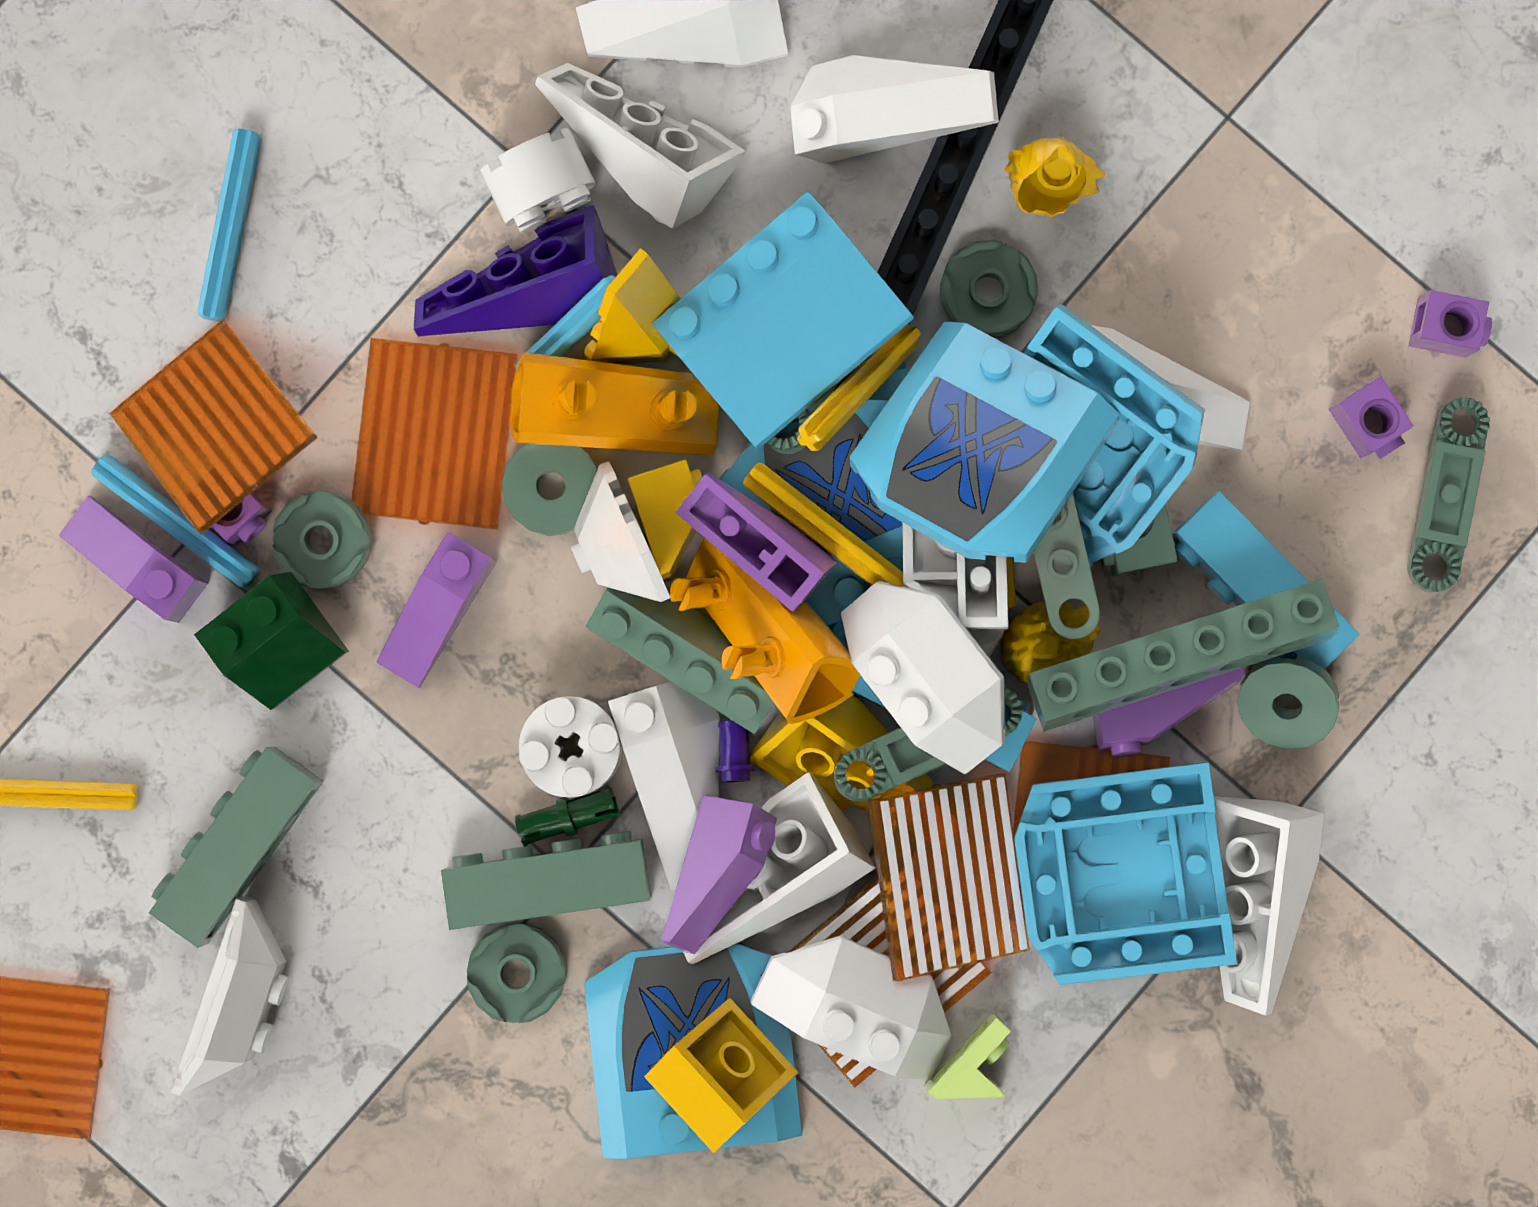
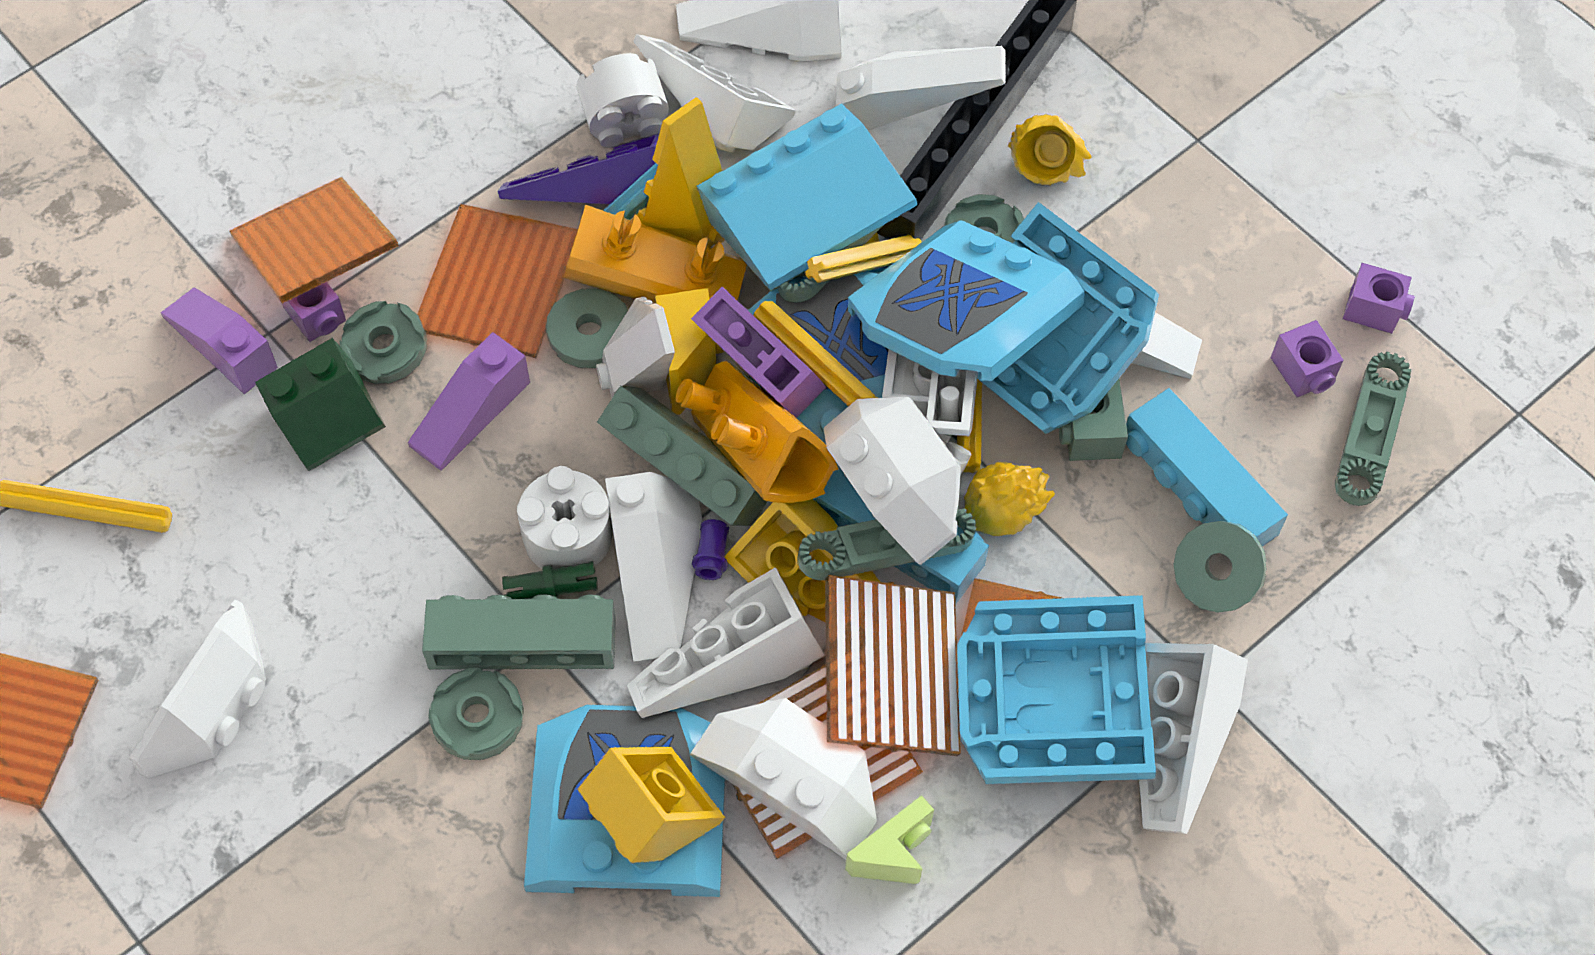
camera: 10 degrees right, 25 degrees down
(173, 521) = (256, 307): medium azure axle -> none
(229, 225) = (363, 113): medium azure axle -> none
(235, 845) = (247, 563): sand green brick -> none
(720, 863) = (678, 631): medium lavender slope -> none
(1066, 571) = (1025, 413): sand green plate -> none
(1144, 721) = (1096, 557): medium lavender slope -> none
(1182, 655) = (1124, 498): sand green brick -> none

